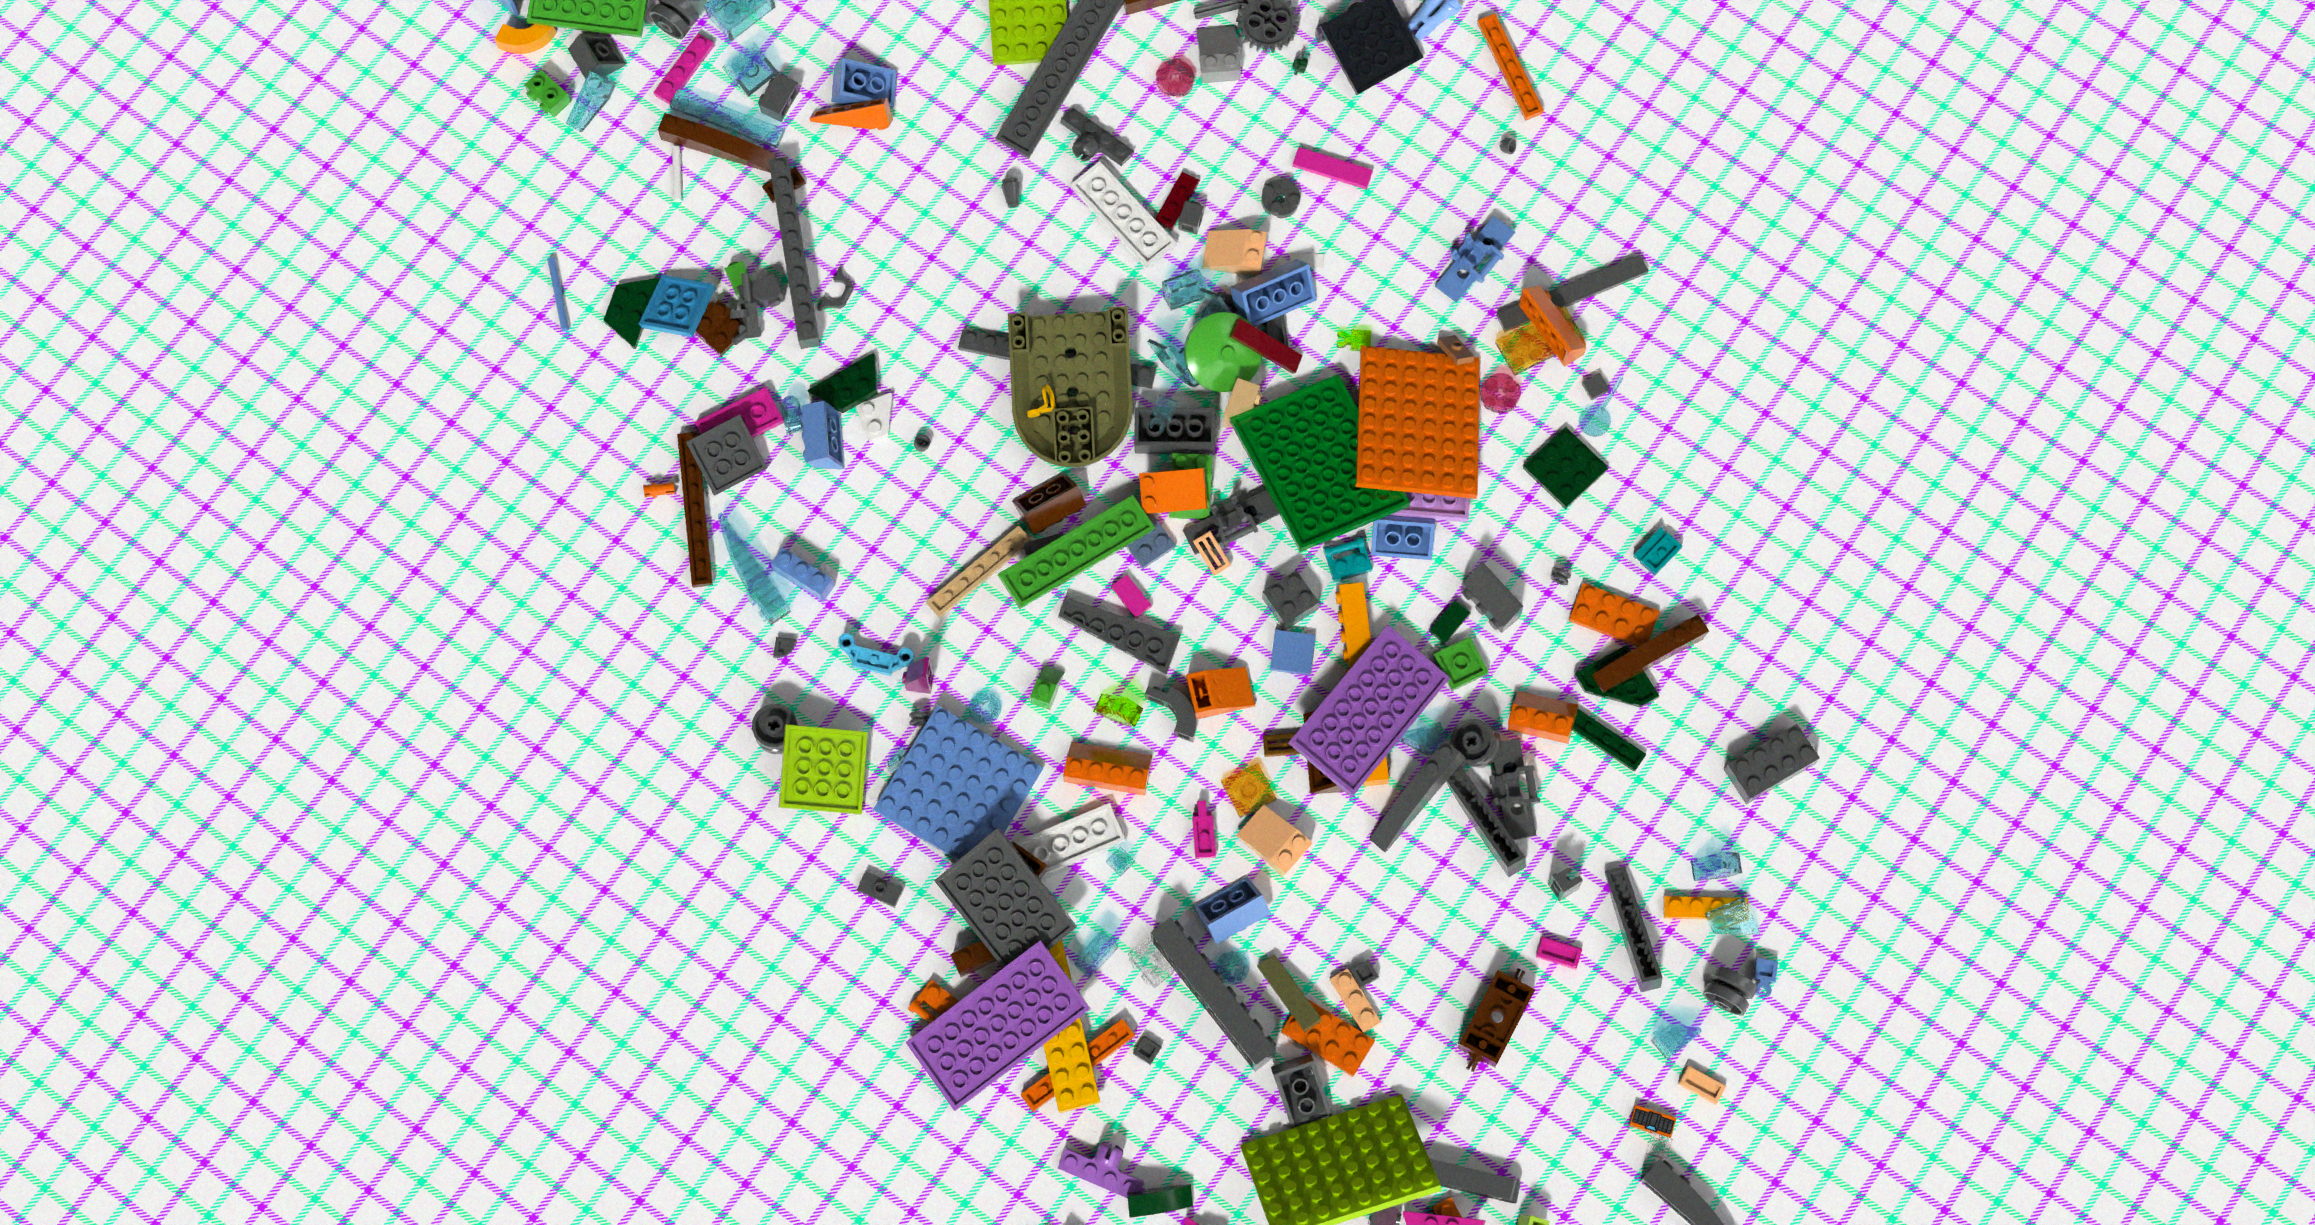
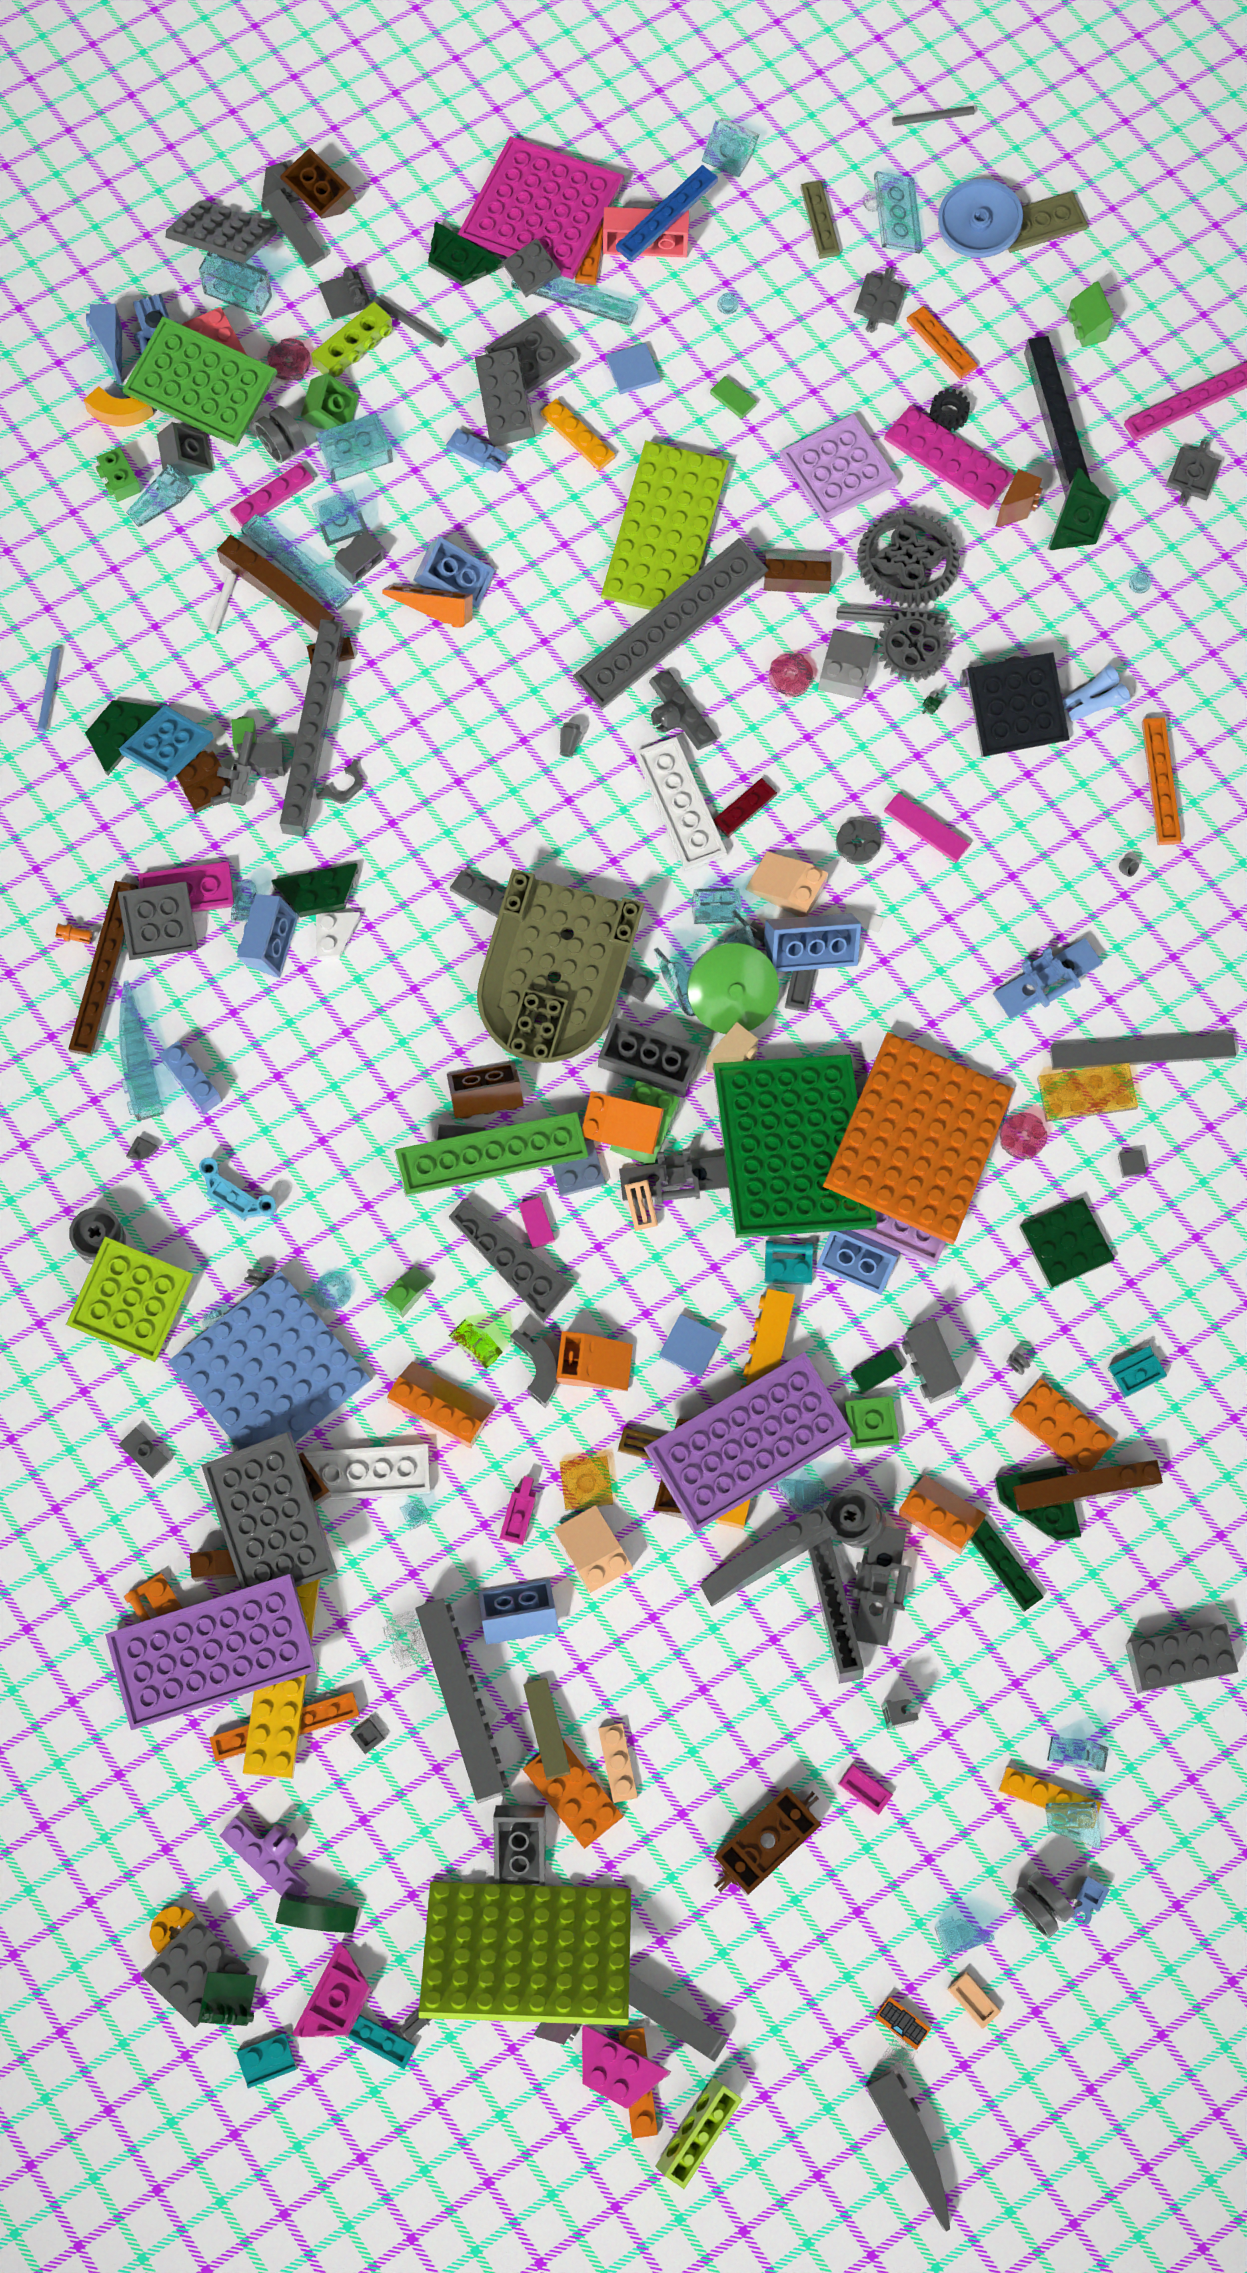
camera: 15 degrees right, 0 degrees up
(919, 676) = (272, 1233): magenta slope -> none
(920, 439) = (370, 974): dark grey hinge -> none
(978, 572) = (380, 1139): tan plate -> none
(1036, 412) = (503, 986): yellow piece -> none
(1096, 954) = (350, 1608): clear light blue slope -> none
(1163, 410) = (643, 1030): clear light blue plate -> none
(1191, 217) = (753, 830): dark grey brick -> none
(1239, 960) = (501, 1687): clear light blue gear -> none
(1265, 346) = (782, 997): dark red tile -> none
(1290, 600) = (708, 1287): dark grey brick -> none
(1355, 340) = (886, 1023): clear neon green plate -> none
(1364, 973) = (638, 1736): dark grey plate -> none
(1455, 350) = (990, 1071): medium nougat plate -> none
(1551, 324) = (1106, 1079): orange slope -> none
(1596, 419) = (1119, 1200): clear light blue piece -> none
(1633, 930) = (958, 1794): dark grey slope -> none

